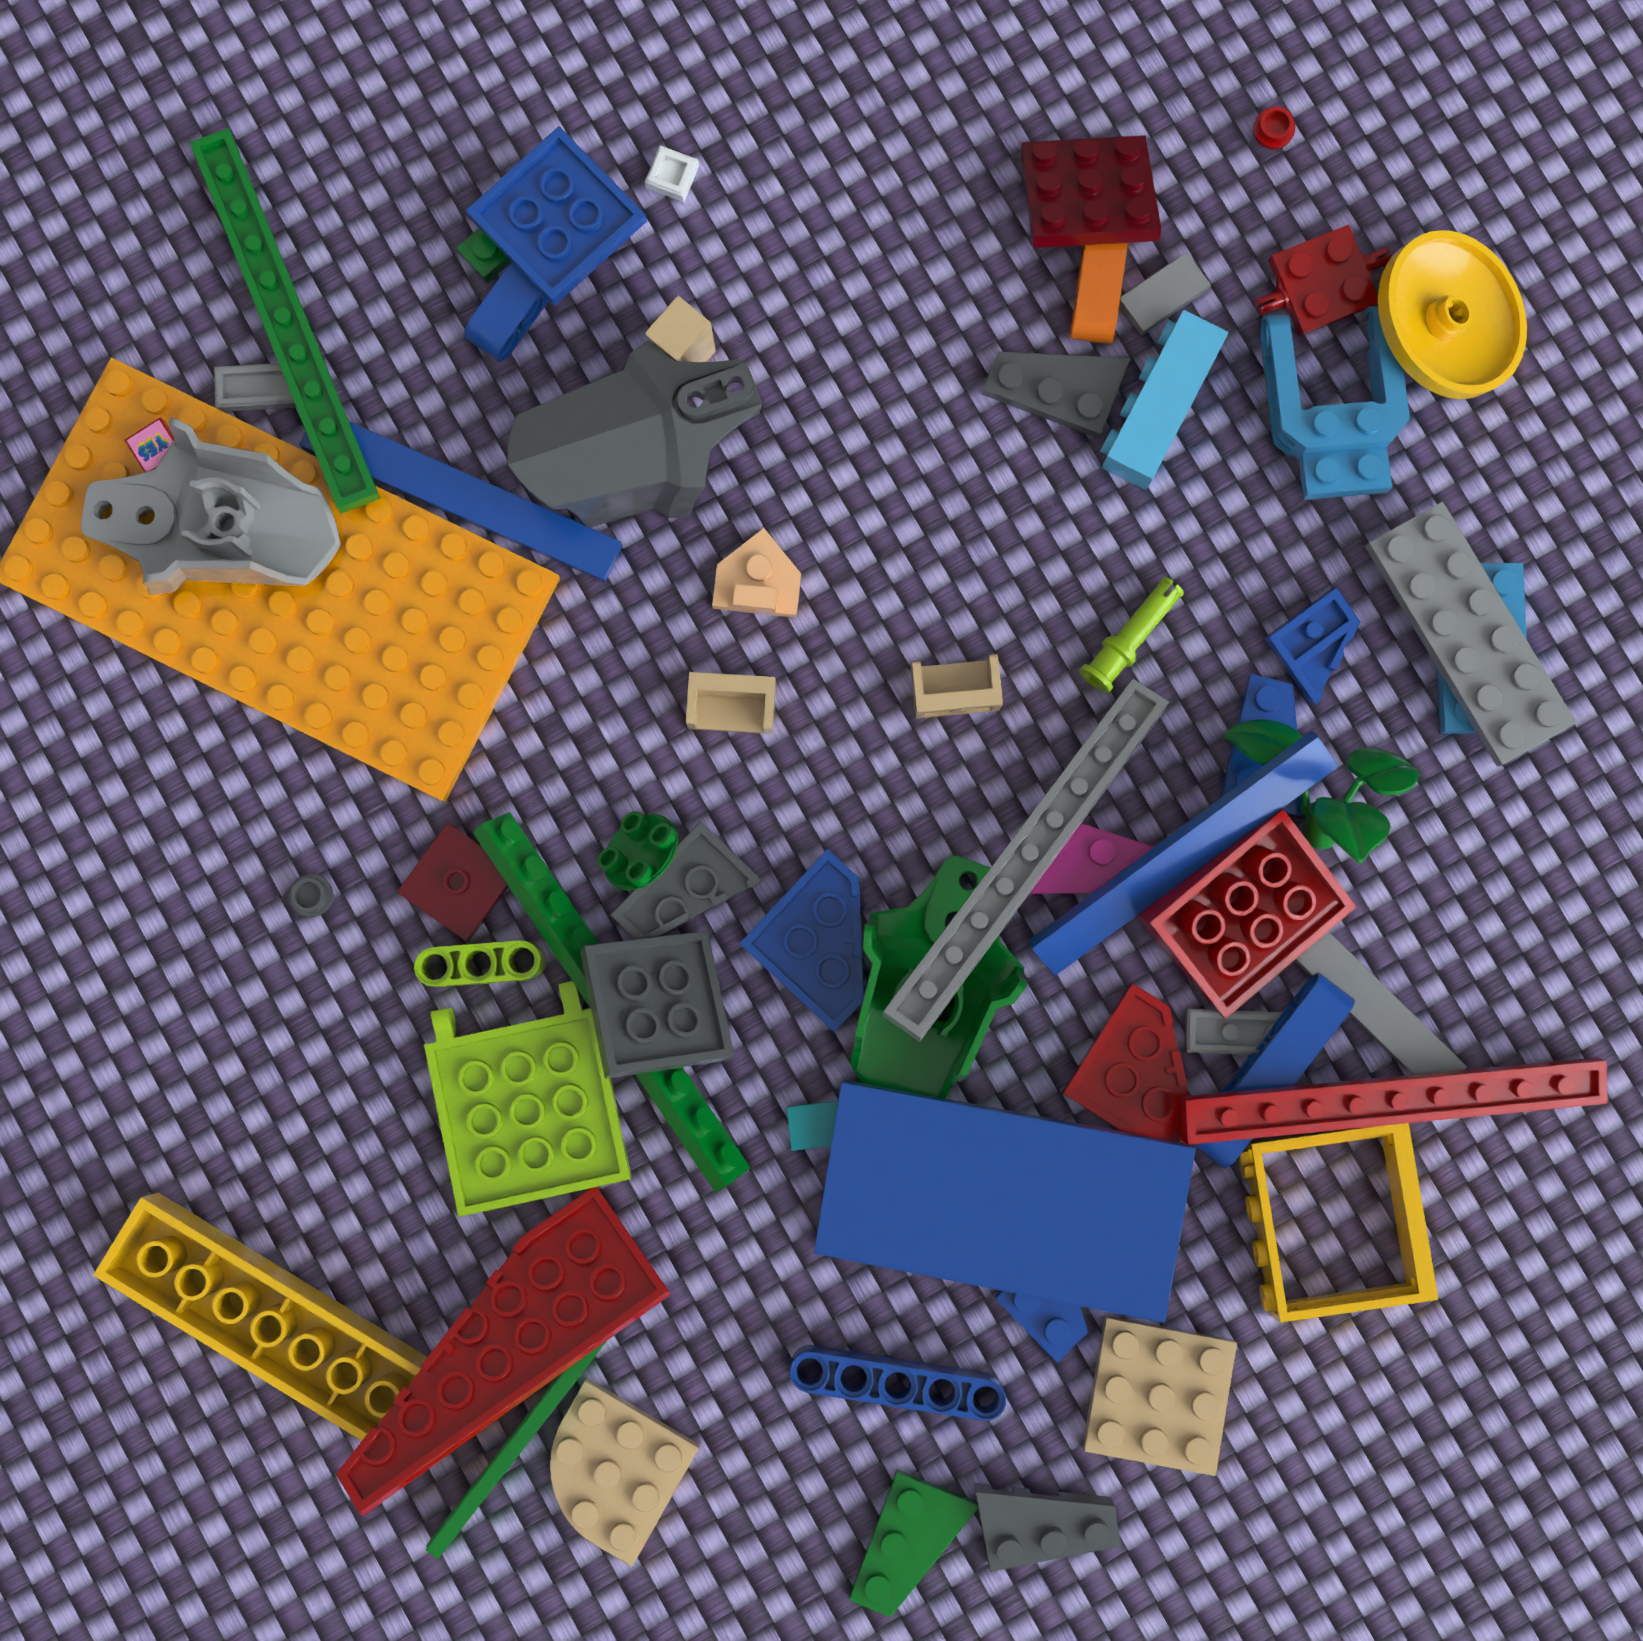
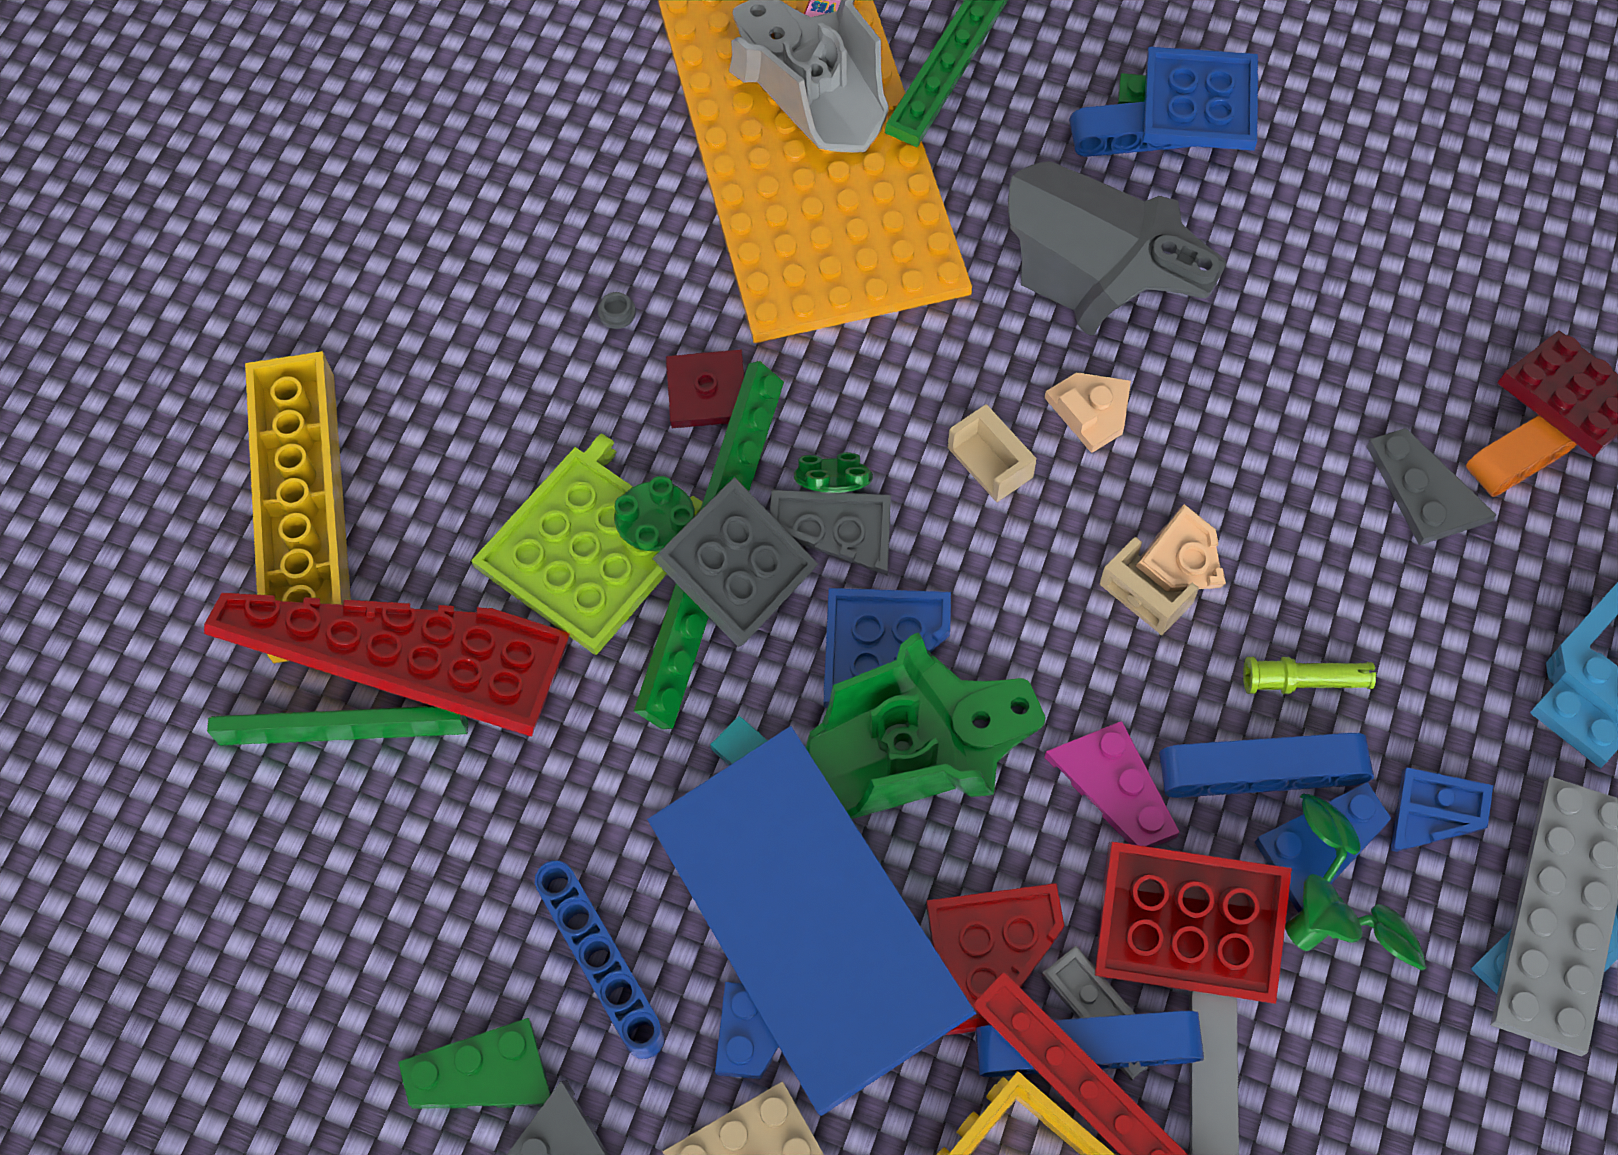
camera: 50 degrees right, 20 degrees down
(251, 388) = (912, 36): light grey tile -> none
(460, 958) = (657, 425): lime beam -> none
(485, 505) = (975, 217): blue tile -> none
(553, 1034) = (652, 513): none -> green dish
(616, 1470) = (368, 814): tan plate -> none
(671, 173) = (1301, 152): white tile -> none
(683, 333) = (1206, 216): tan panel -> none
(951, 633) = (1184, 554): none -> light nougat plate
(1024, 861) = (1069, 717): light grey plate -> none
(1164, 293) = (1564, 502): light grey tile -> none
(1164, 399) = (1492, 558): medium azure brick -> none
(1174, 738) = (1265, 765): none -> blue beam
(1183, 852) = (1190, 829): blue tile -> none

